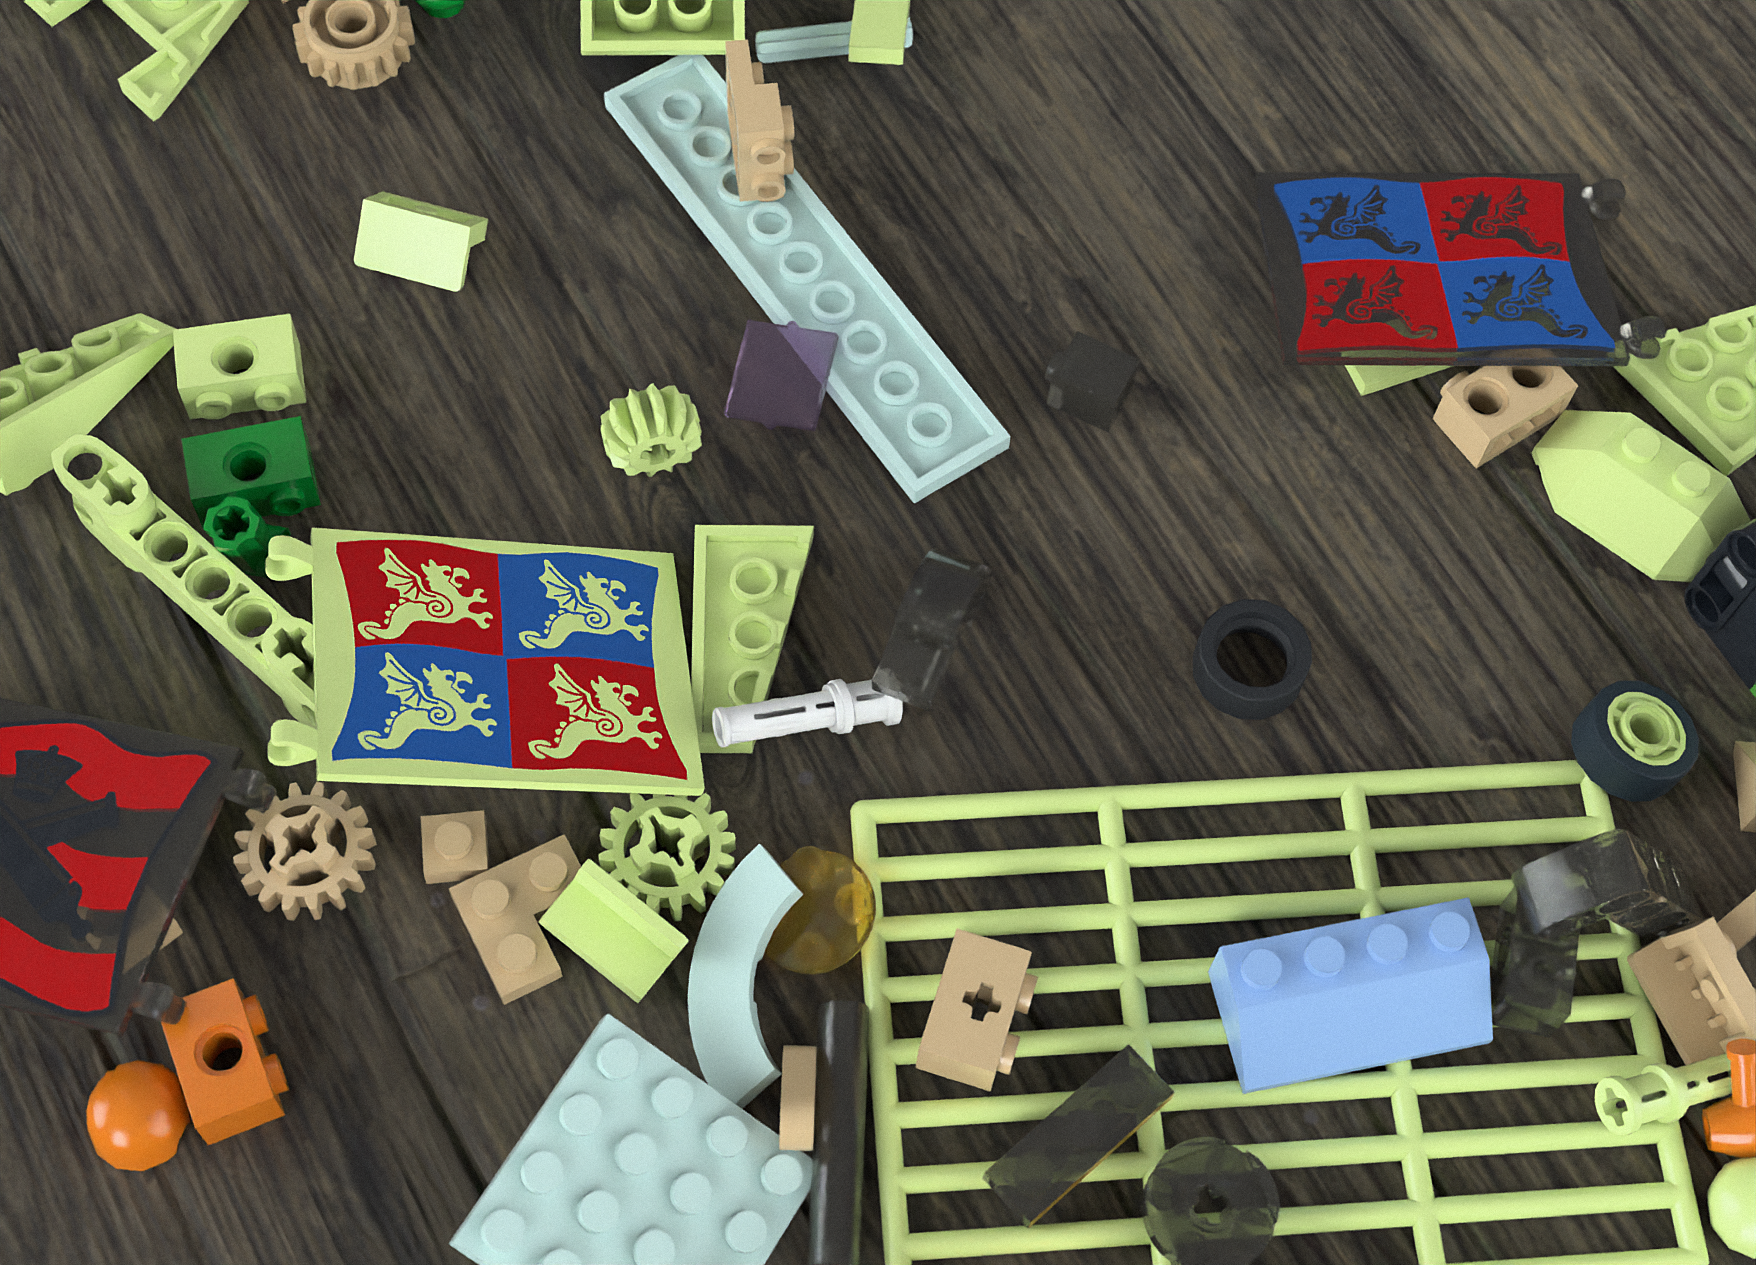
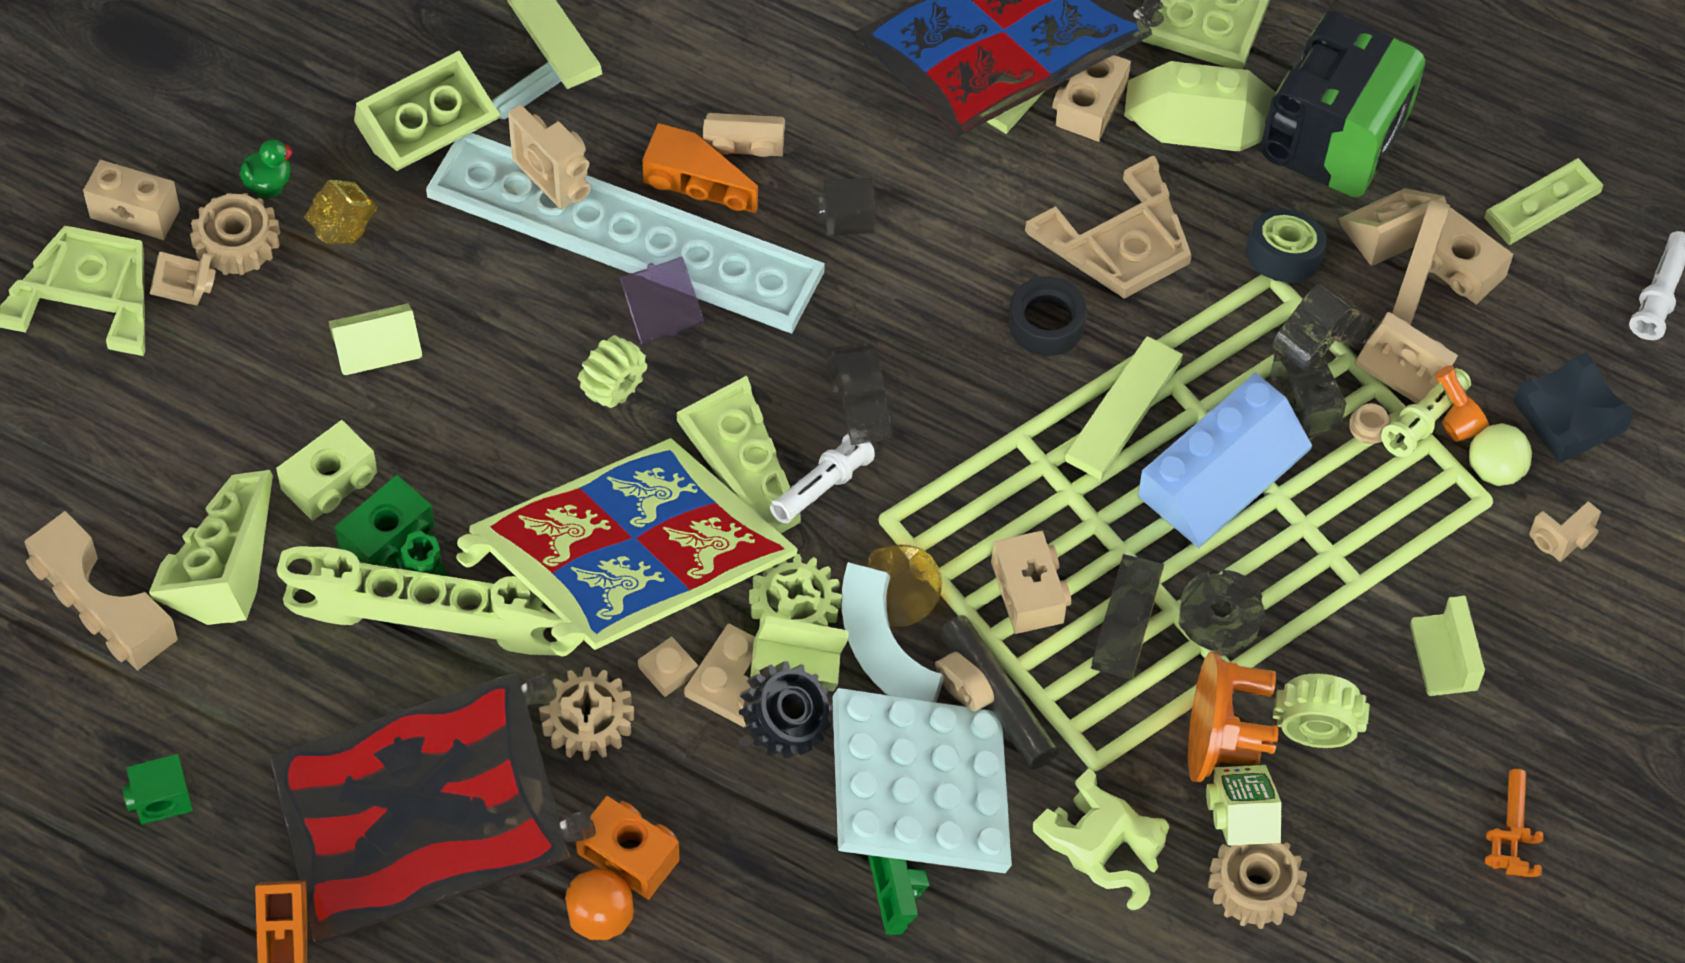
camera: 30 degrees left, 5 degrees down
(256, 53) = (182, 278): none -> tan bracket
(483, 69) = (340, 212): none -> clear yellow brick
(510, 977) = (765, 716): none -> black gear
(930, 227) = (690, 166): none -> orange slope
(1024, 224) = (745, 134): none -> tan bracket
(1267, 840) = (1123, 408): none -> yellowish green tile
(1423, 629) = (1129, 248): none -> tan wing
(1592, 1055) = (1368, 422): none -> tan plate

